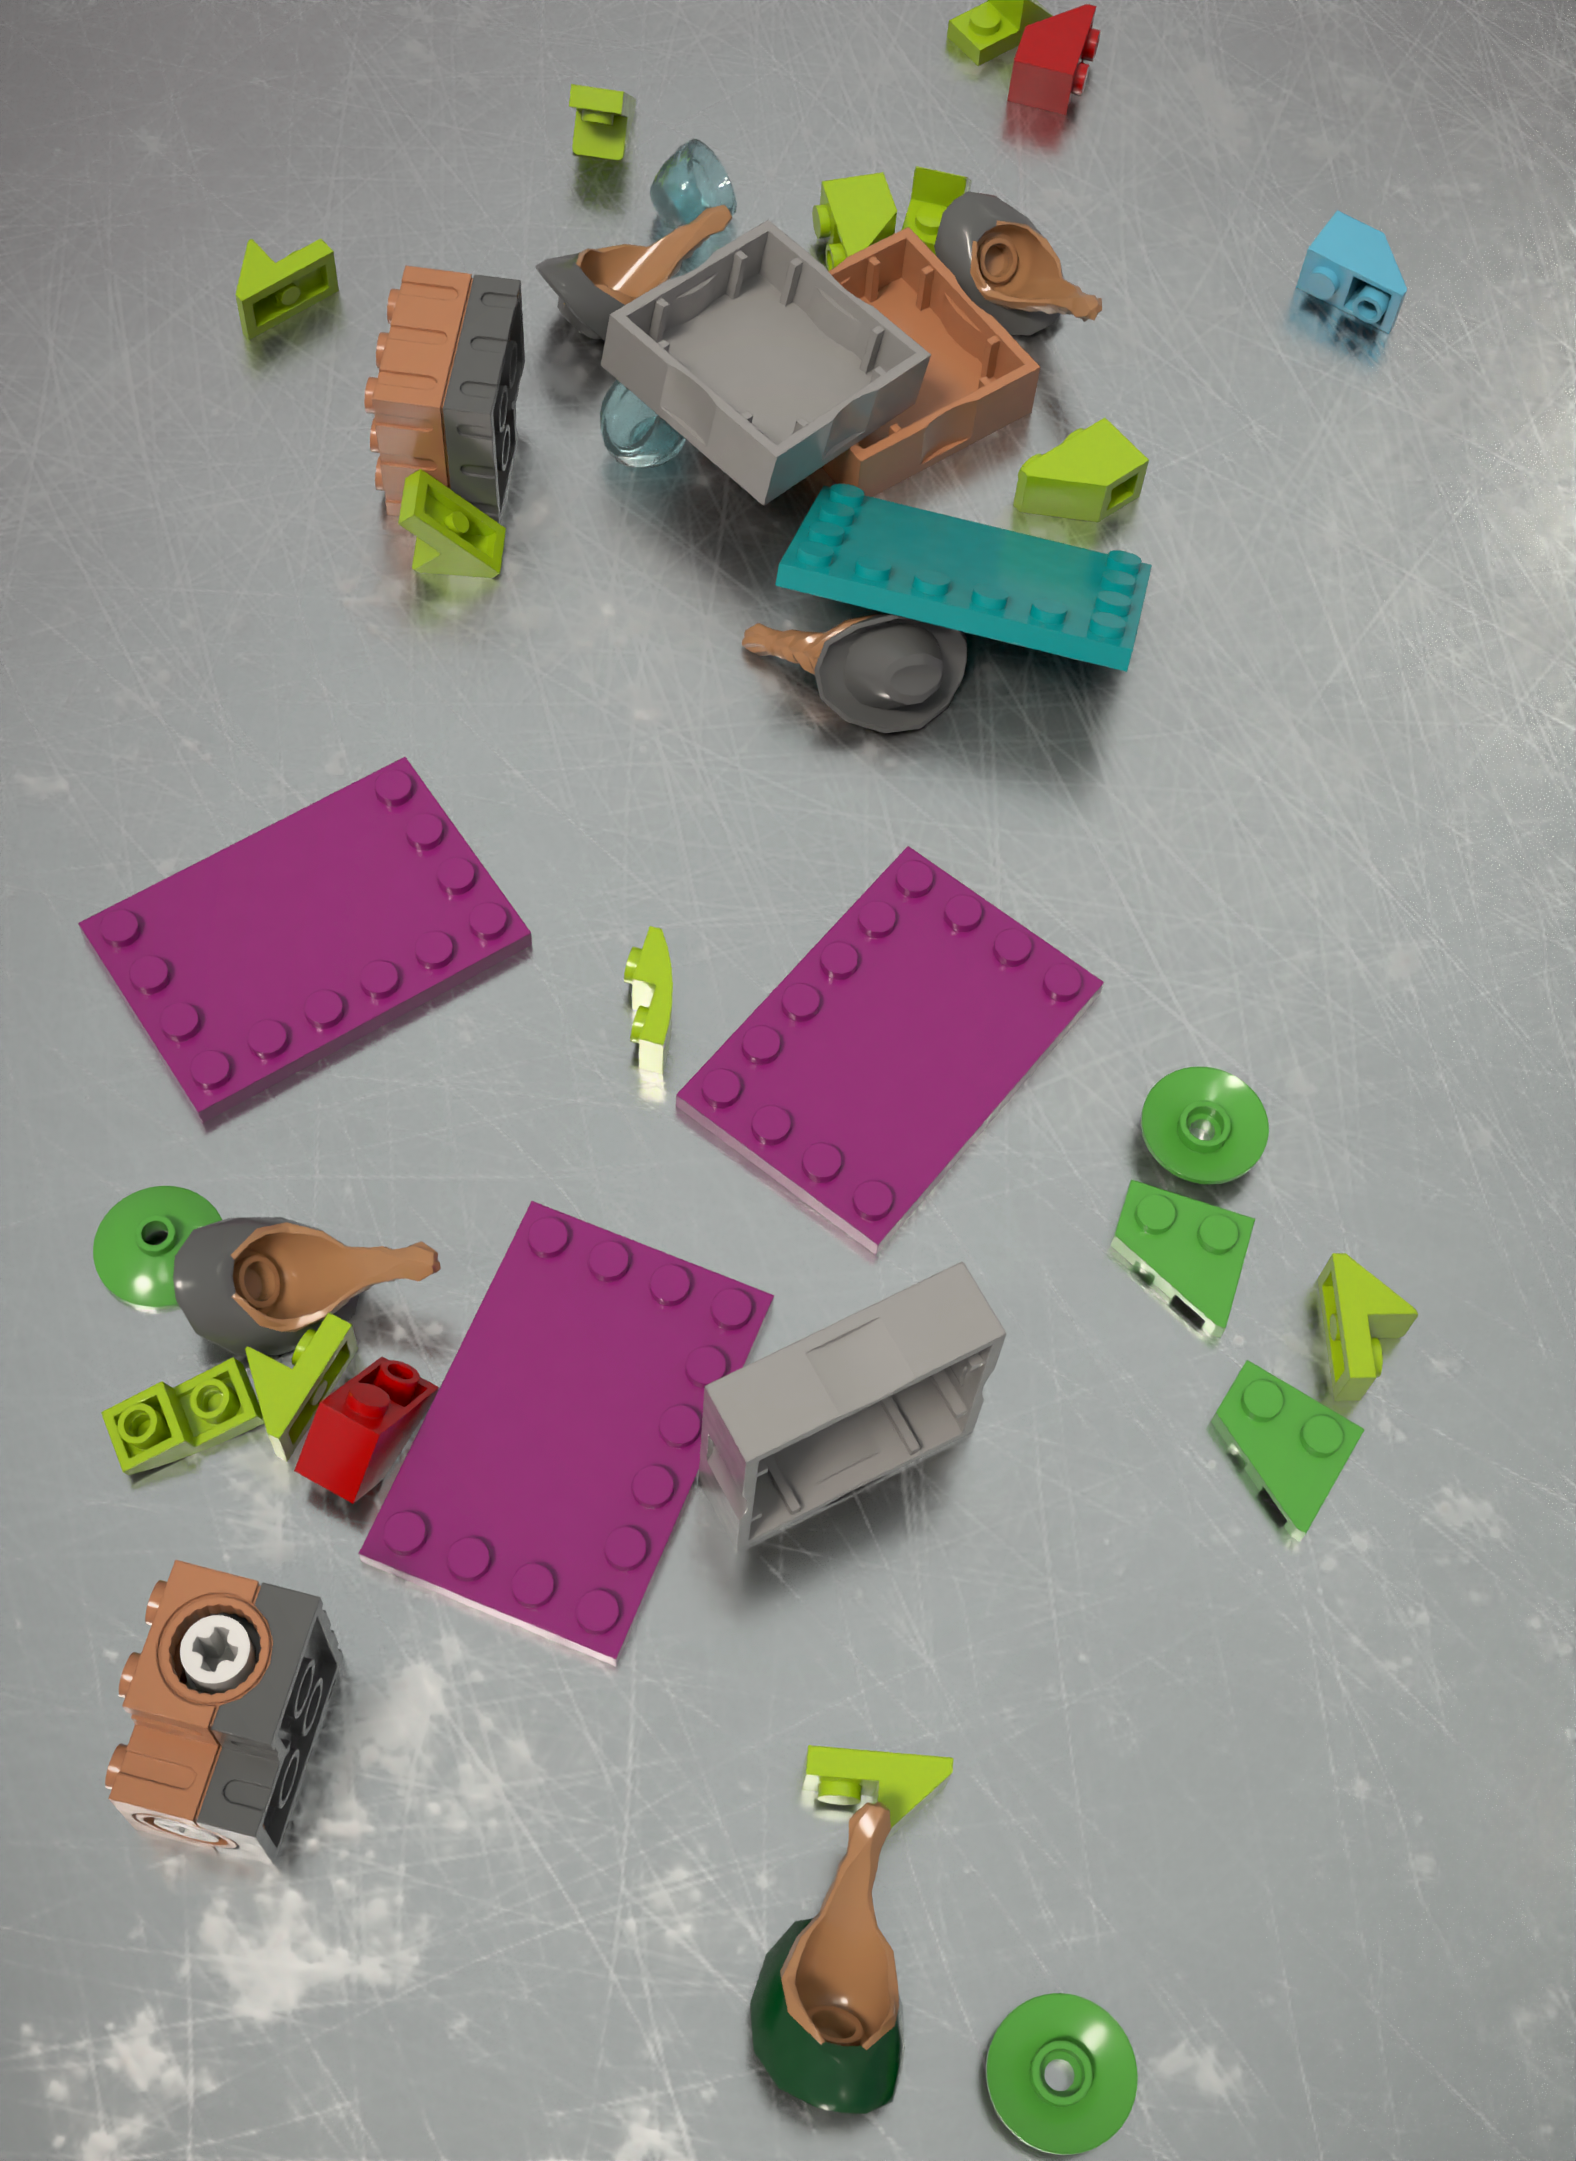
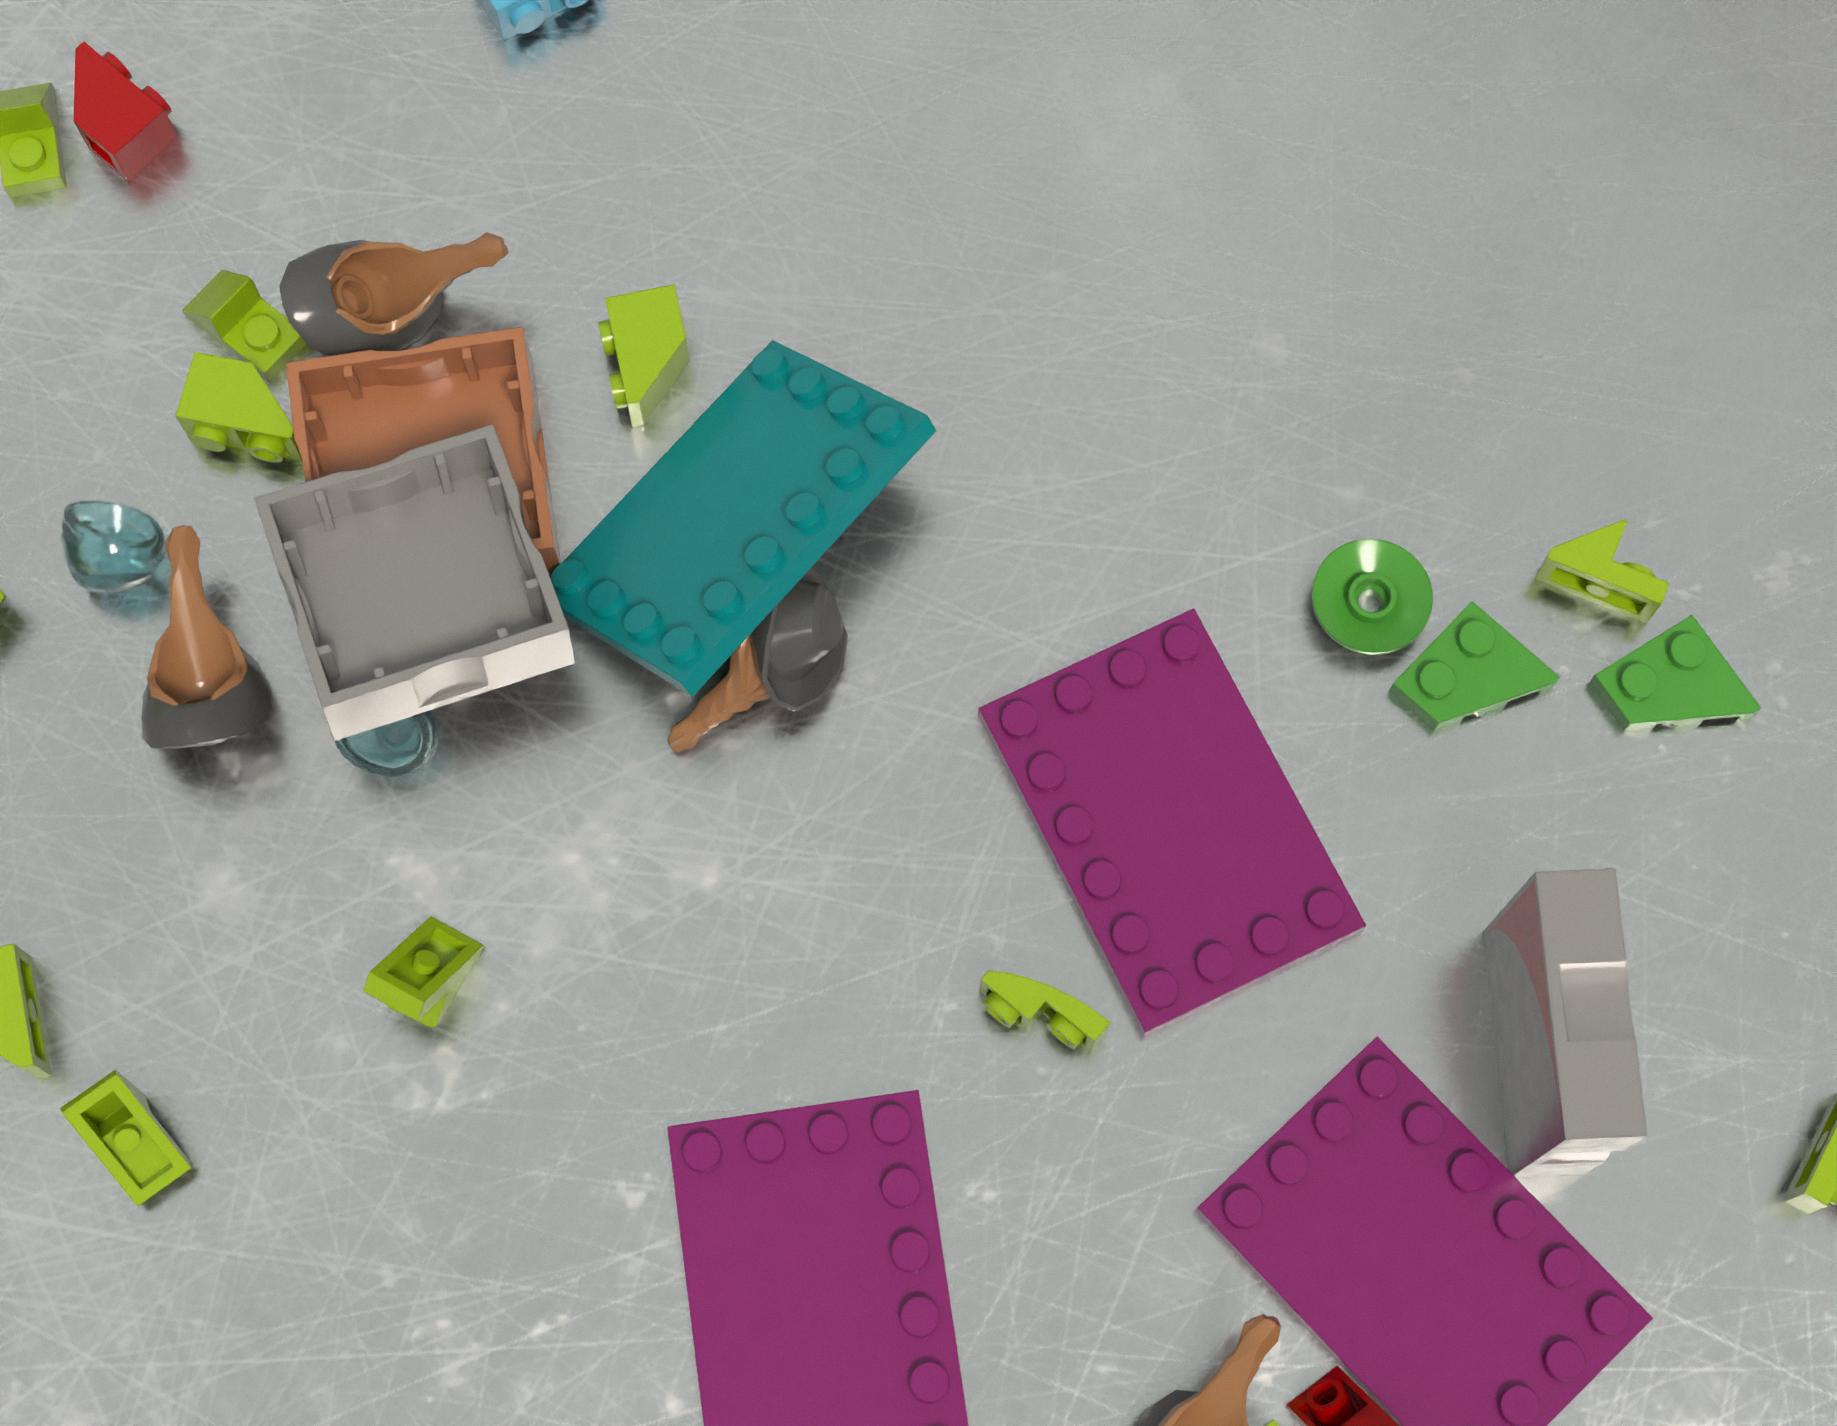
camera: 60 degrees left, 10 degrees up
(217, 379) = (126, 1136): none -> lime slope
(448, 386) = (287, 902): piece -> none

